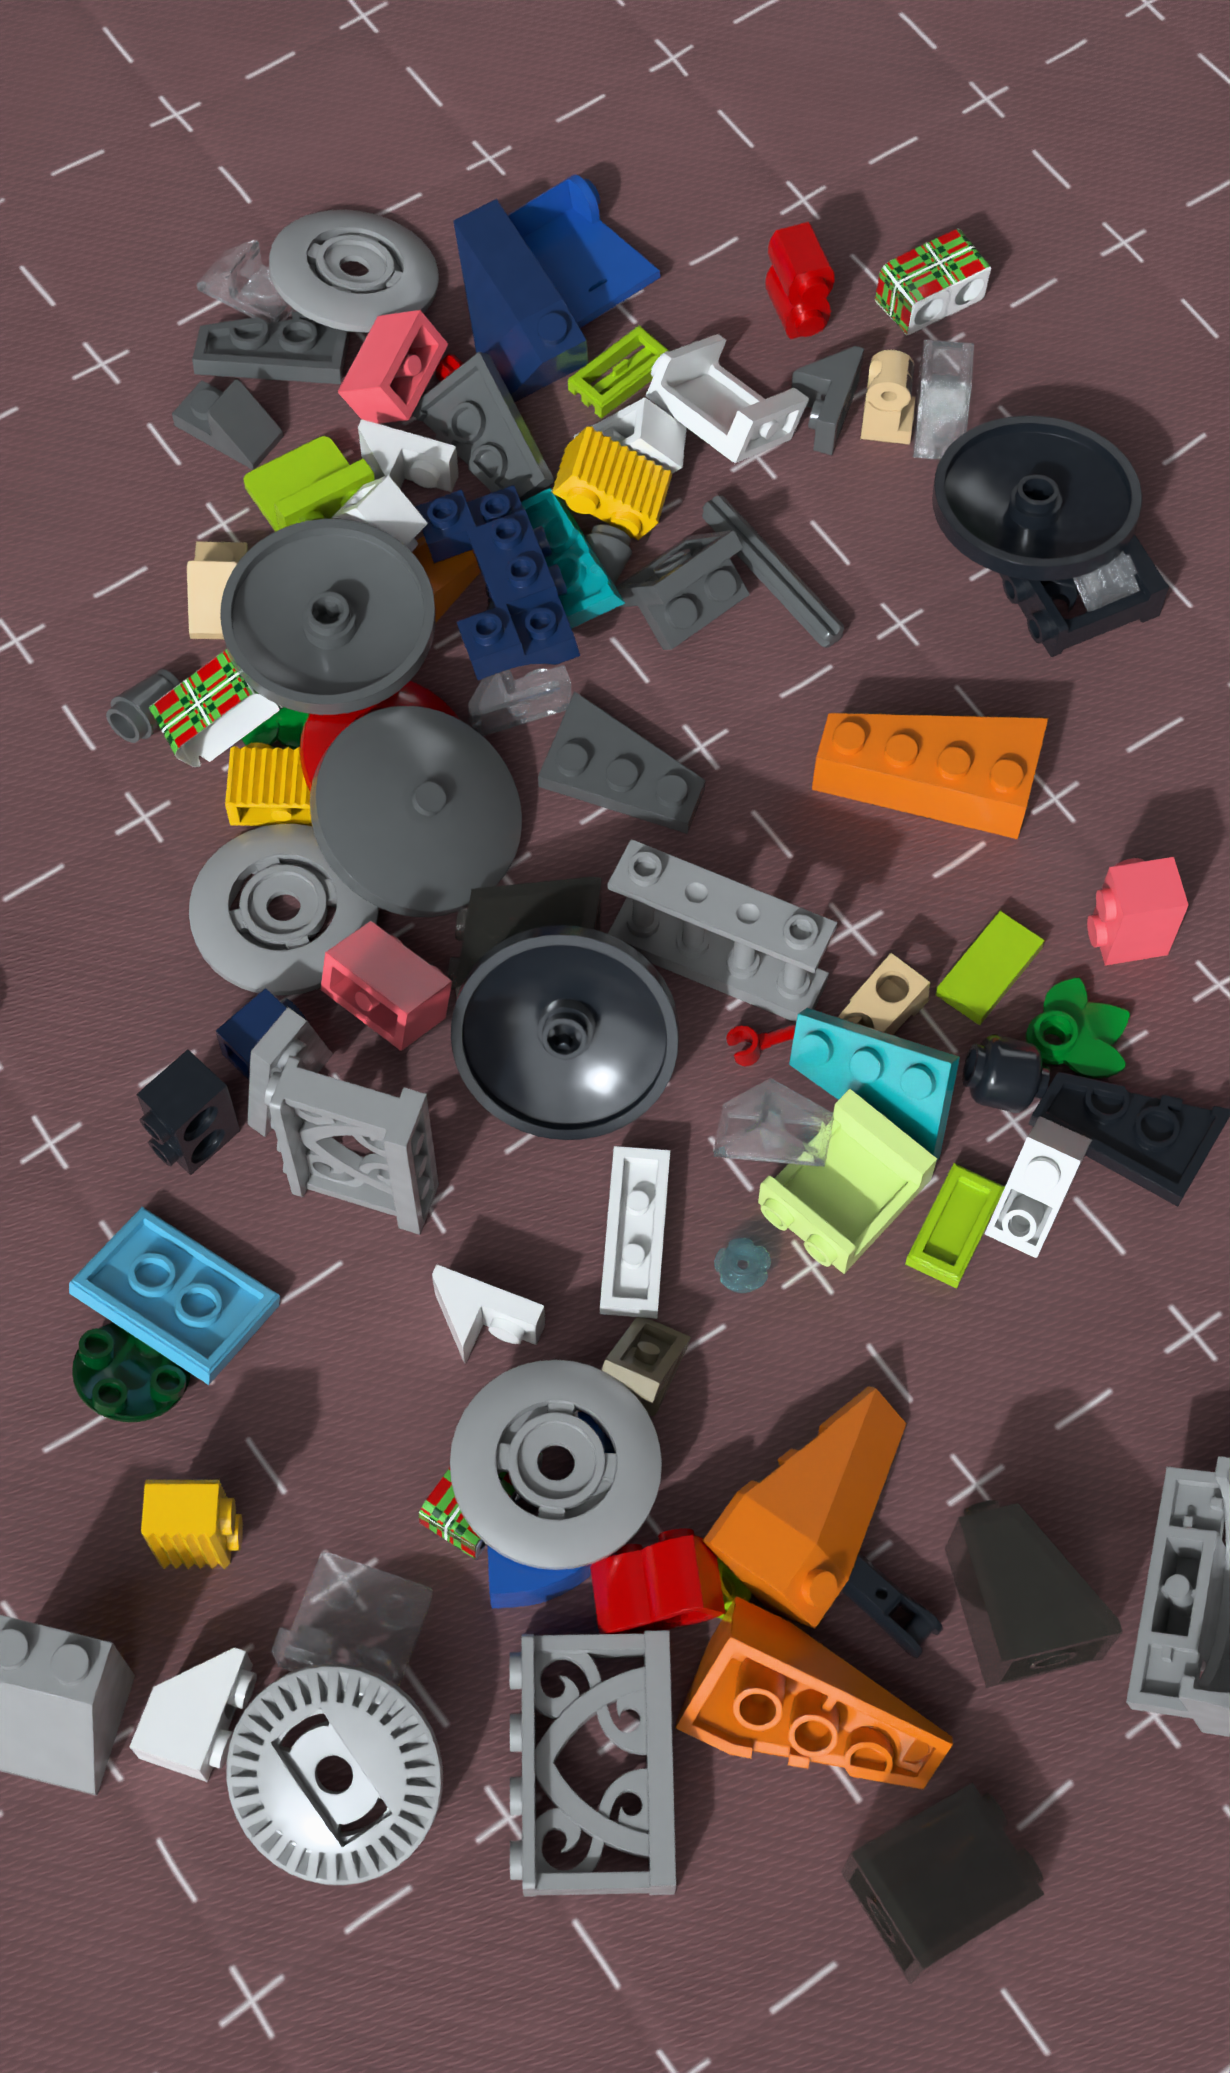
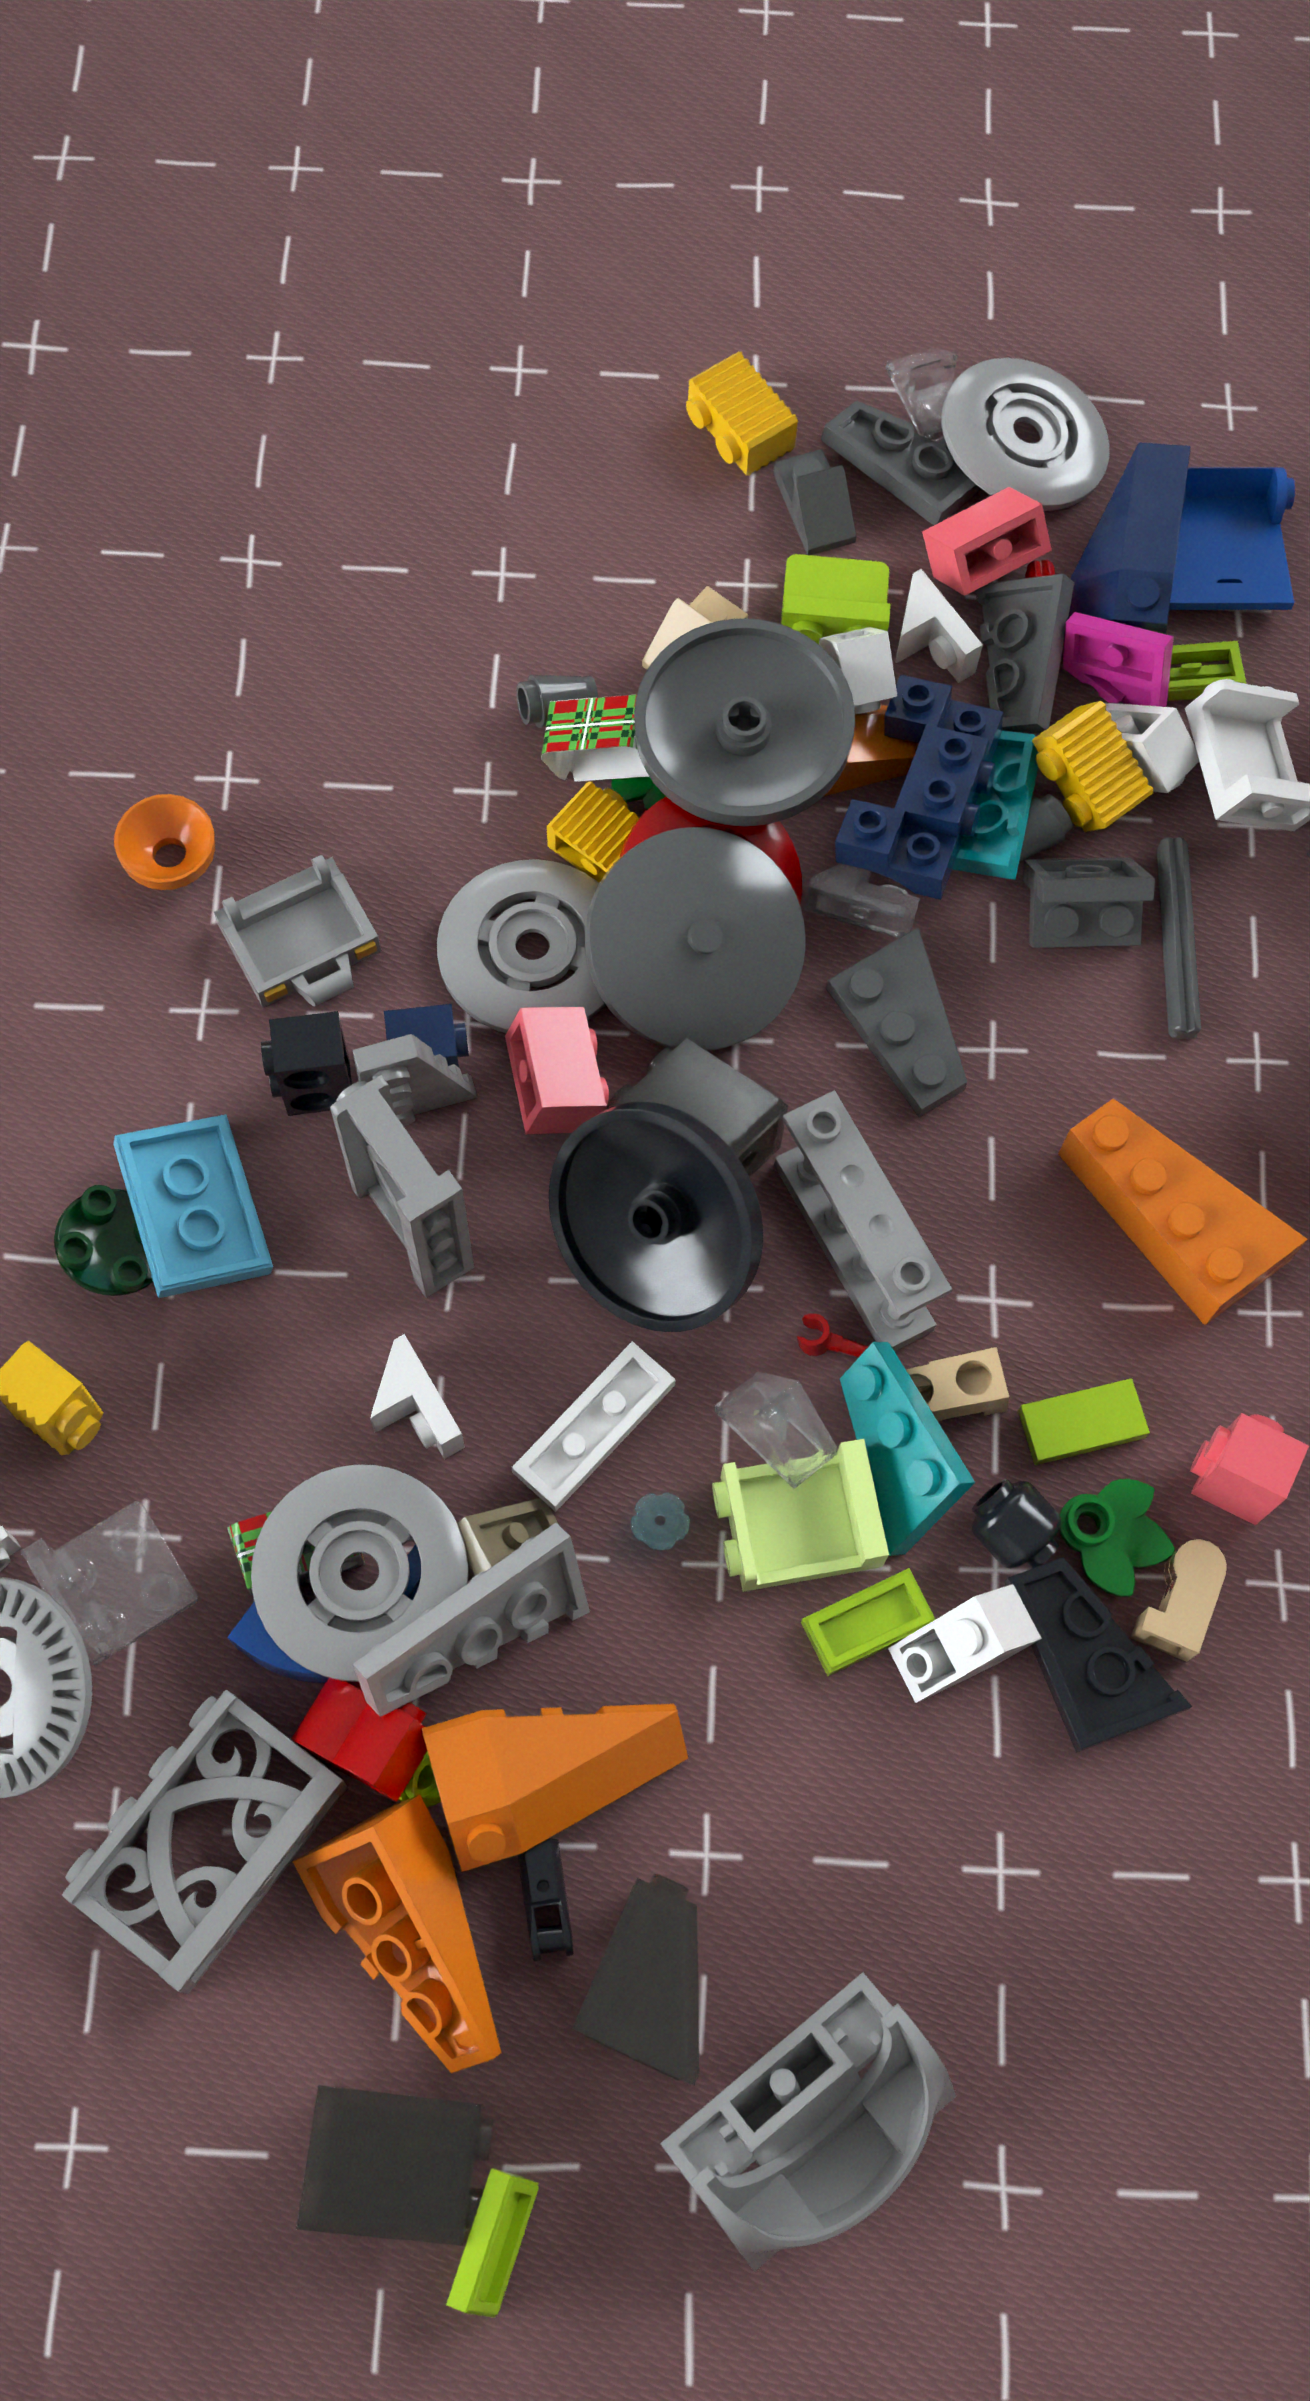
camera: 35 degrees right, 5 degrees up
(85, 1027) = (299, 935): none -> light grey piece
(115, 392) = (741, 414): none -> yellow brick
(567, 392) = (1118, 660): none -> dark pink wing
(674, 1443) = (469, 1626): none -> light grey wing
(1061, 1880) = (493, 2244): none -> lime tile
(1169, 1041) = (1193, 1586): none -> tan leg

